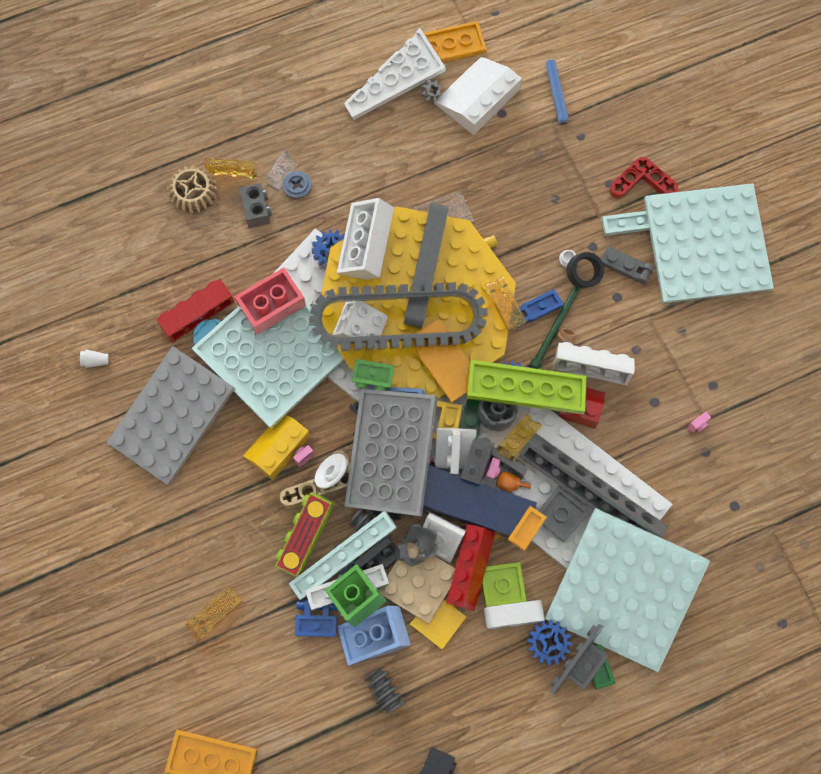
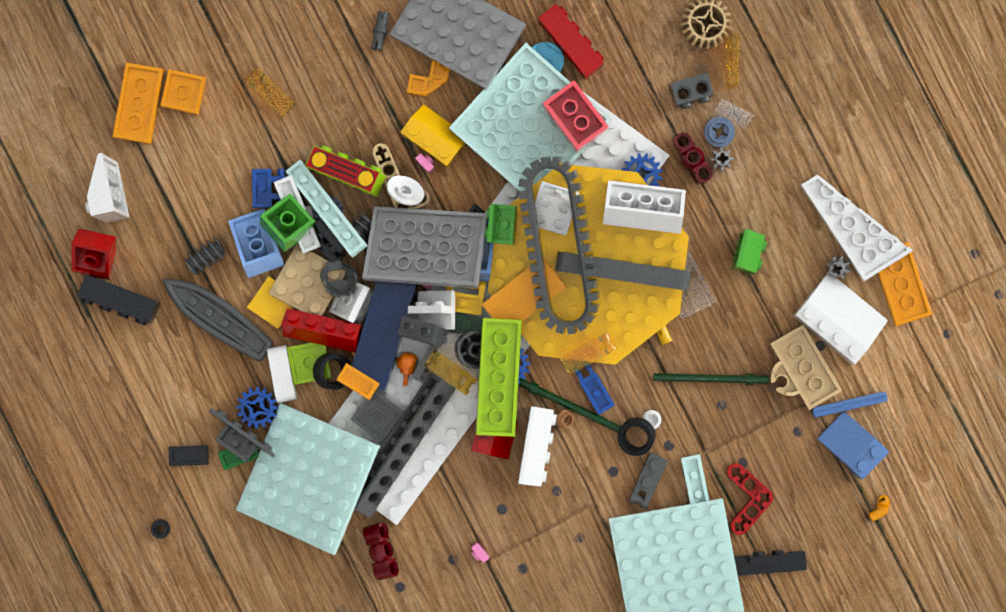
camera: 85 degrees right, 15 degrees up
(162, 494) = (380, 31): none -> dark grey pin
(204, 709) = (183, 92): none -> light orange tile
(224, 454) = (424, 85): none -> light orange tile
(323, 178) = (725, 155): none -> light grey gear
(326, 202) = (691, 149): none -> dark red piece
(412, 164) = (748, 251): none -> bright green slope
(451, 681) = (218, 318): none -> dark grey piece
(492, 469) = (417, 347): bright pink plate -> none
(513, 571) = (318, 369): none -> black tyre
(523, 127) = (802, 369): none -> tan plate
(531, 173) = (748, 379): none -> dark green bar
(596, 88) = (853, 445): none -> medium blue slope
(599, 722) = (188, 455): none -> black tile
(652, 70) = (881, 509): none -> light orange arm
(685, 758) = (154, 528): none -> black plate
(700, 520) = (380, 551): none -> dark red piece
(703, 161) = (771, 562): none -> black bracket

